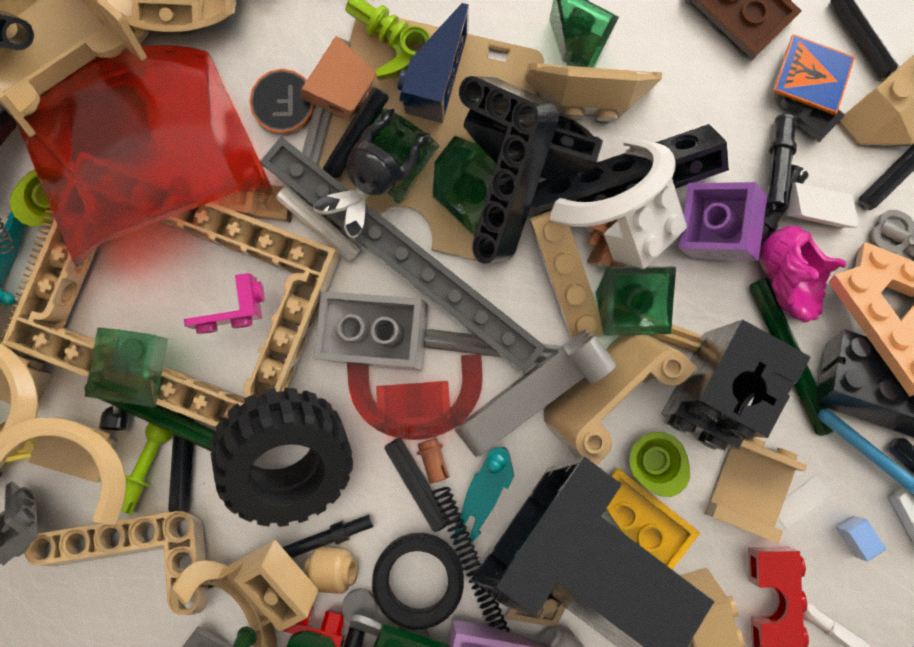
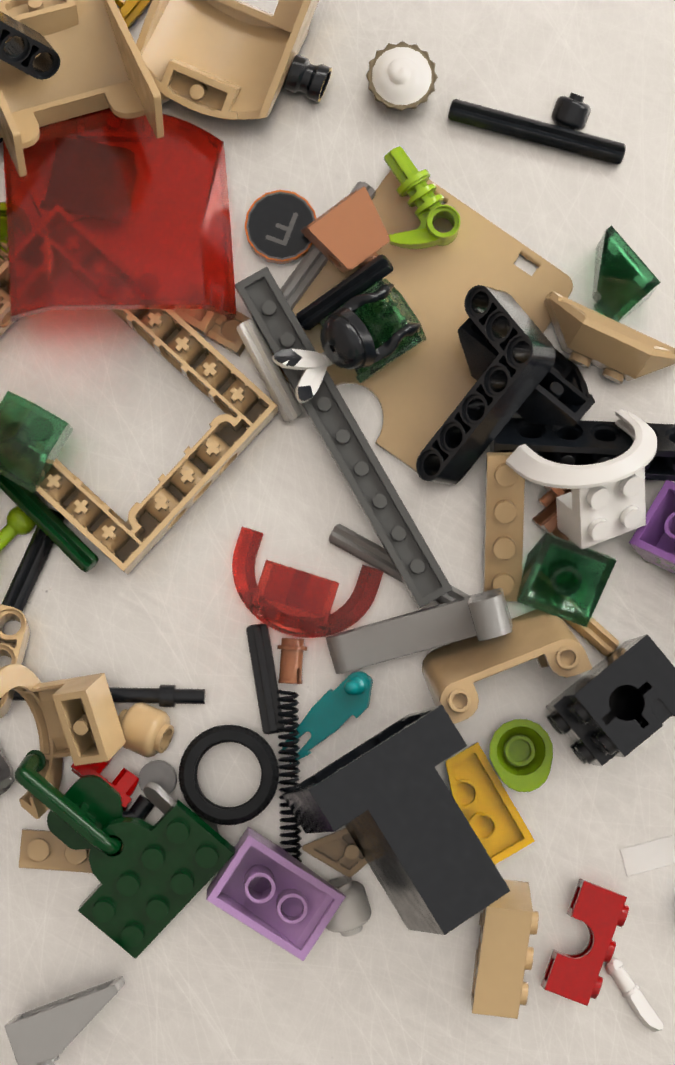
camera: 15 degrees right, 0 degrees up
(249, 294) = (175, 419): dark pink bracket -> none
(286, 492) = (150, 632): black tyre -> none
(371, 330) = (281, 502): light grey slope -> none
(433, 69) = (449, 261): dark blue slope -> none
(463, 181) = (435, 386): clear green slope -> none
(753, 488) = (609, 818): tan panel -> none

